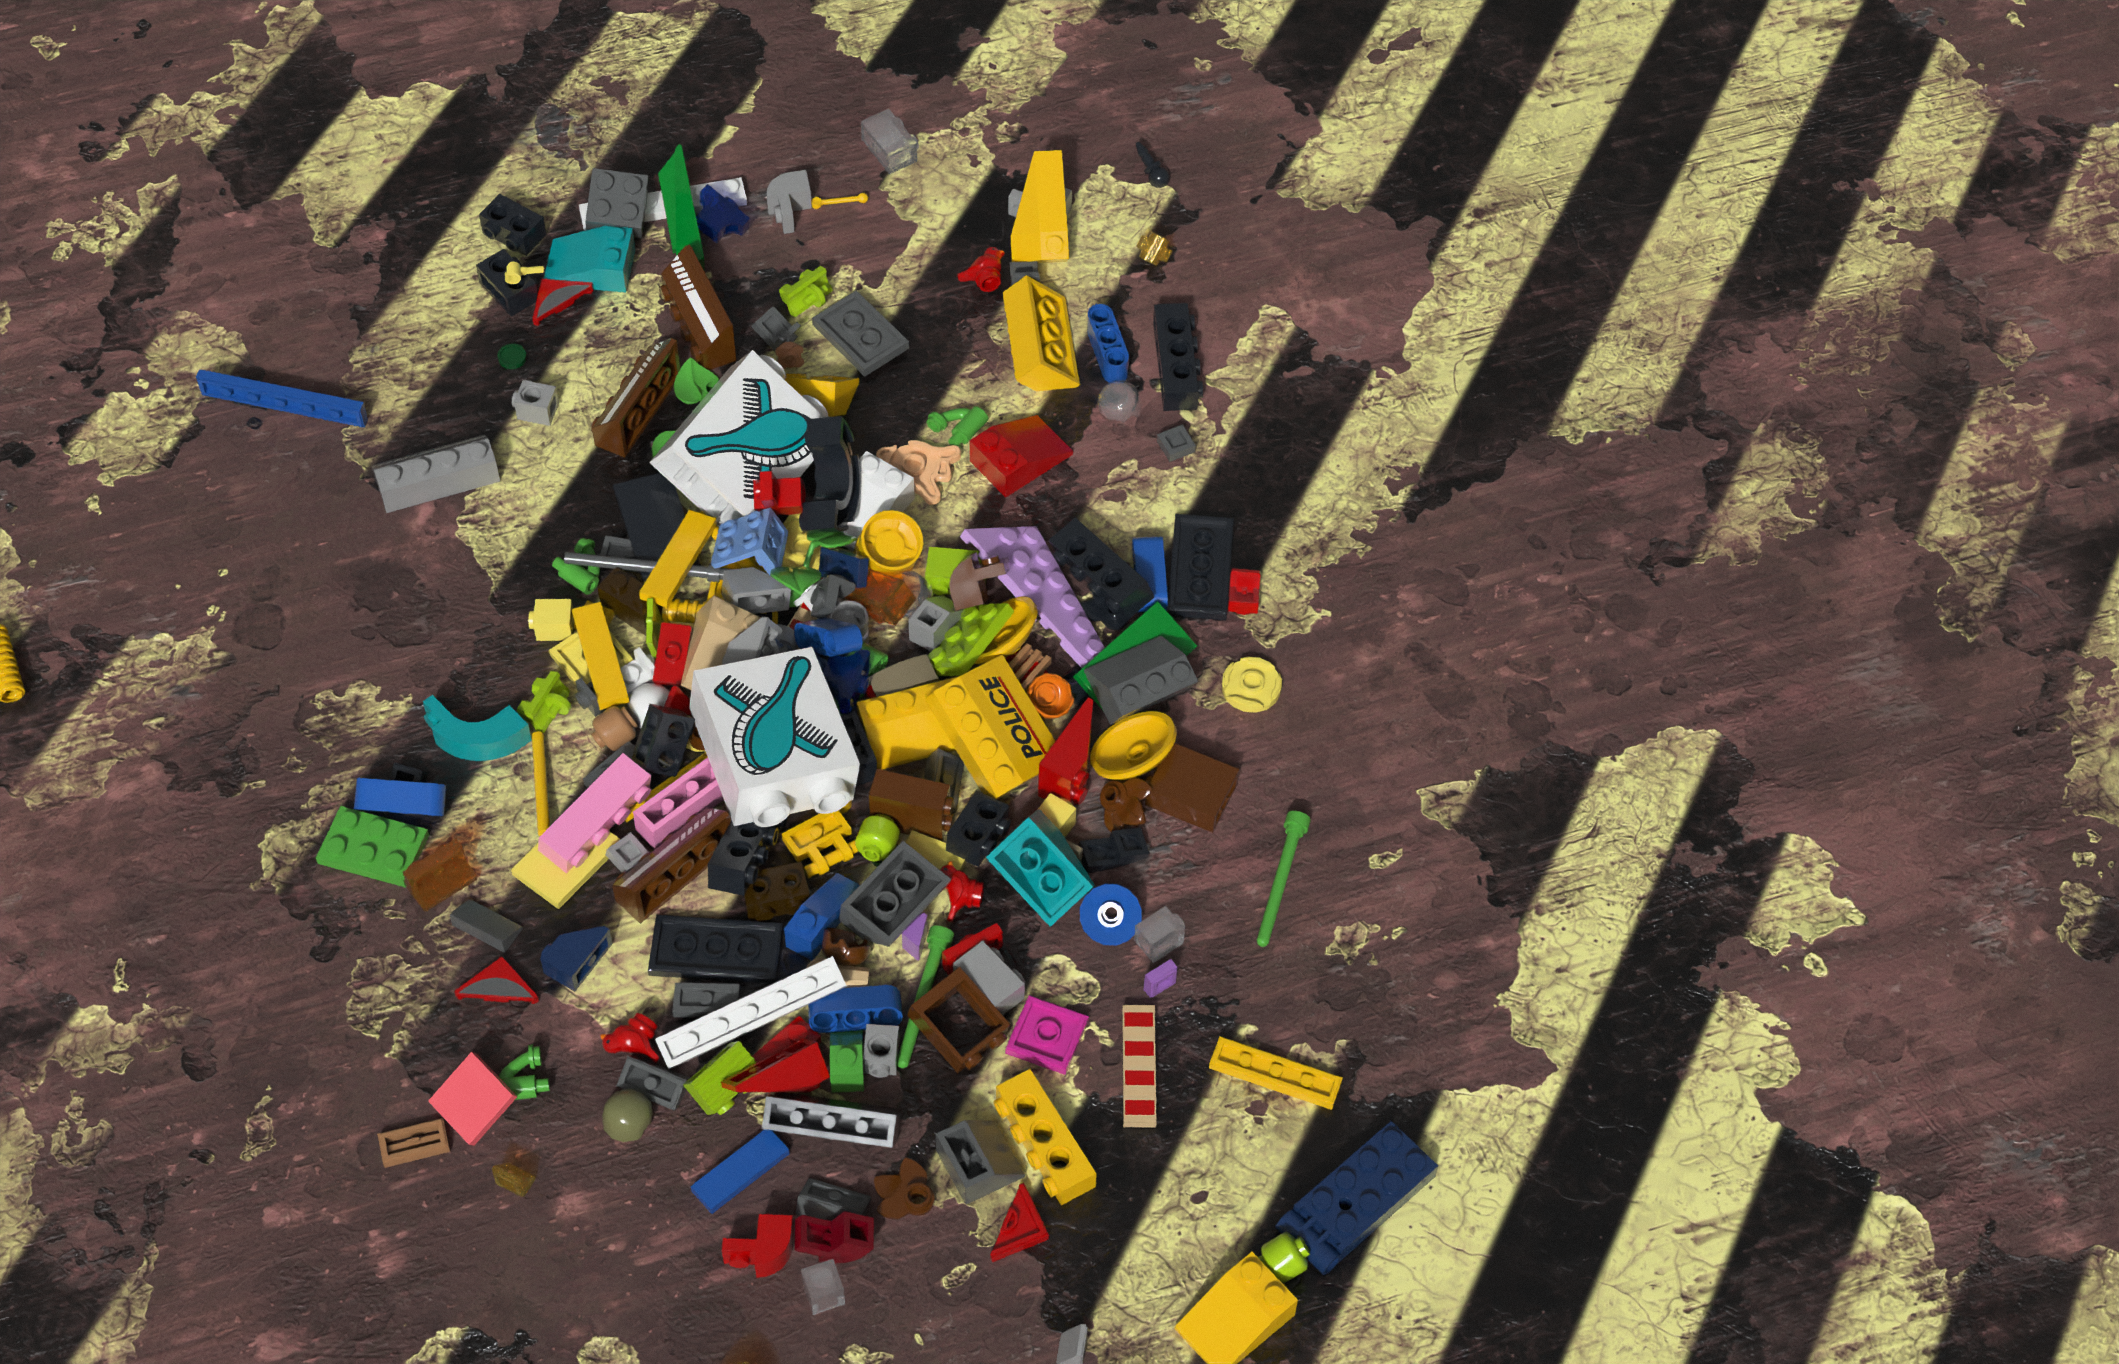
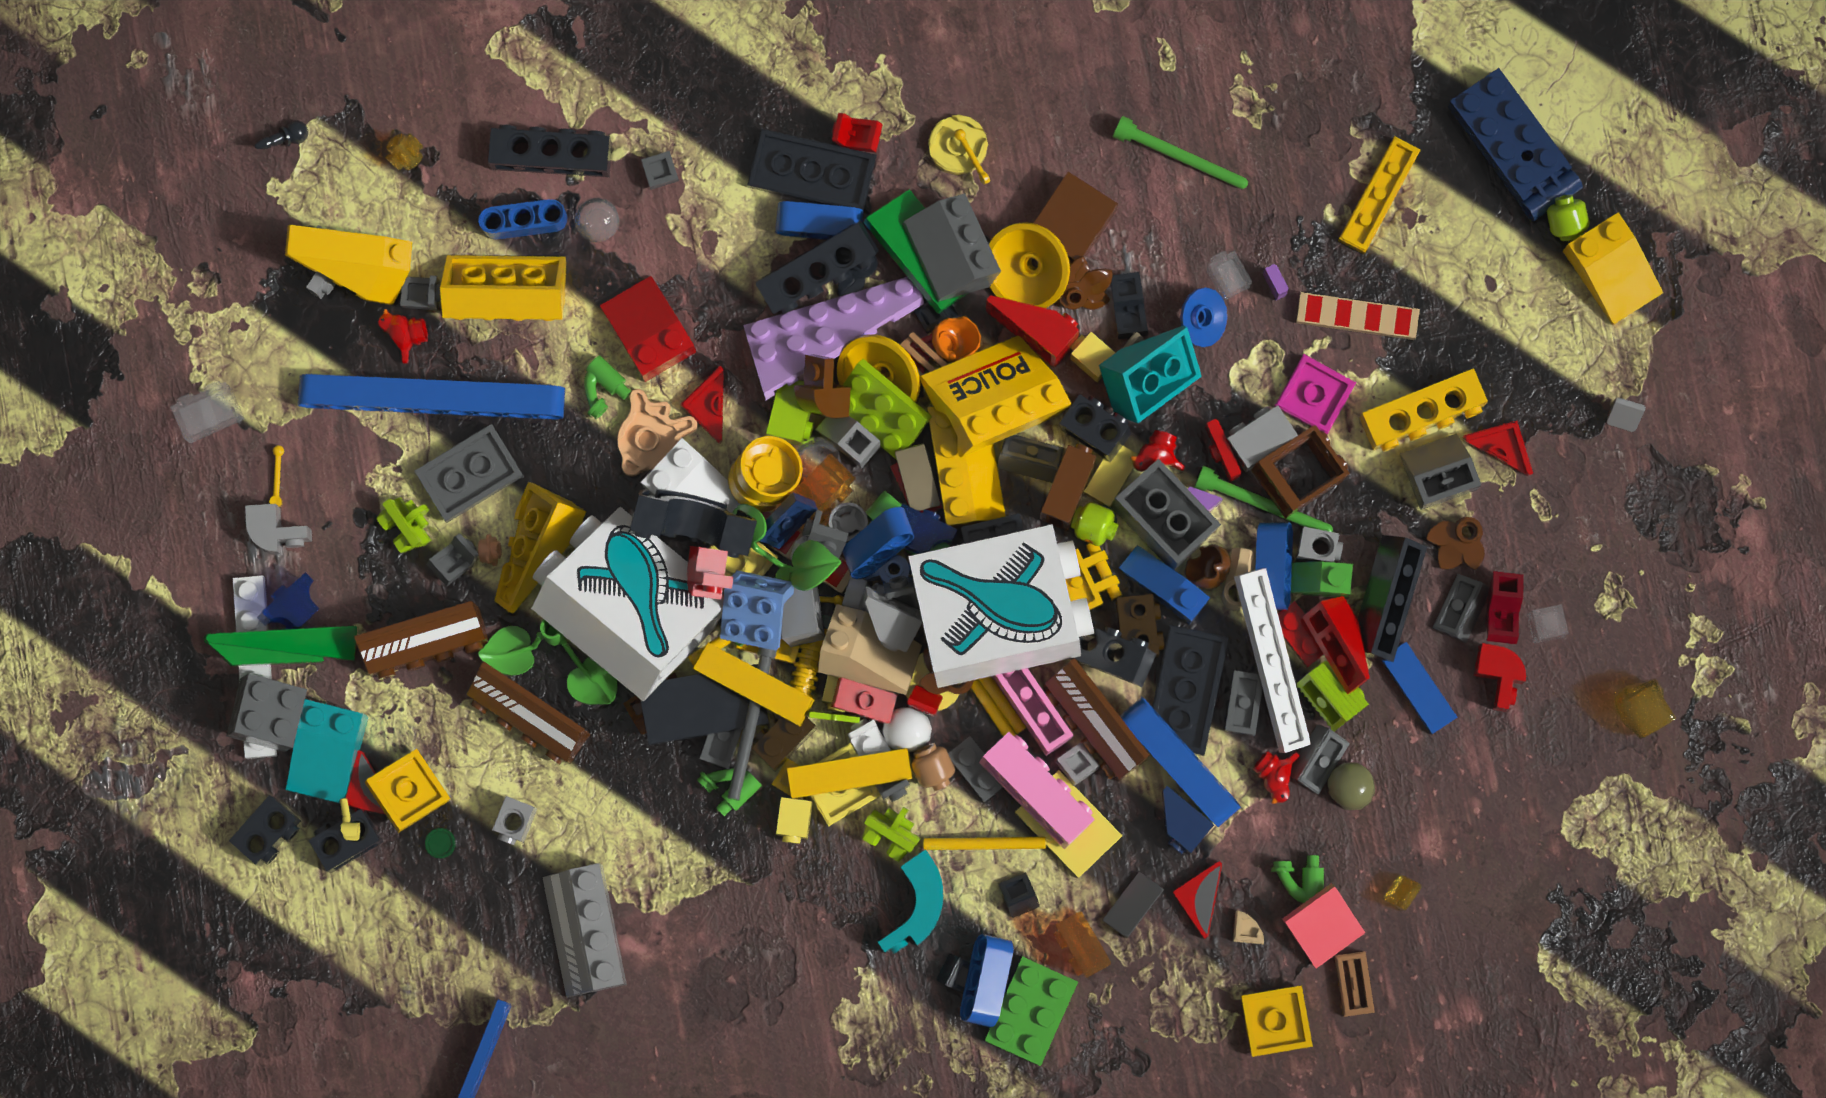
camera: 75 degrees left, 25 degrees up
(369, 1068) = (1276, 1021): none -> yellow plate
(467, 1033) = (1247, 929): none -> tan tile
(490, 822) = (1019, 895): none -> black slope
(556, 319) = (407, 790): none -> yellow plate
(636, 942) = (1180, 762): none -> blue beam
(657, 738) = (966, 717): black brick -> none
(928, 299) = (431, 396): none -> blue beam
(954, 509) = (707, 404): none -> red tile
(1259, 678) = (960, 135): none -> yellow hinge

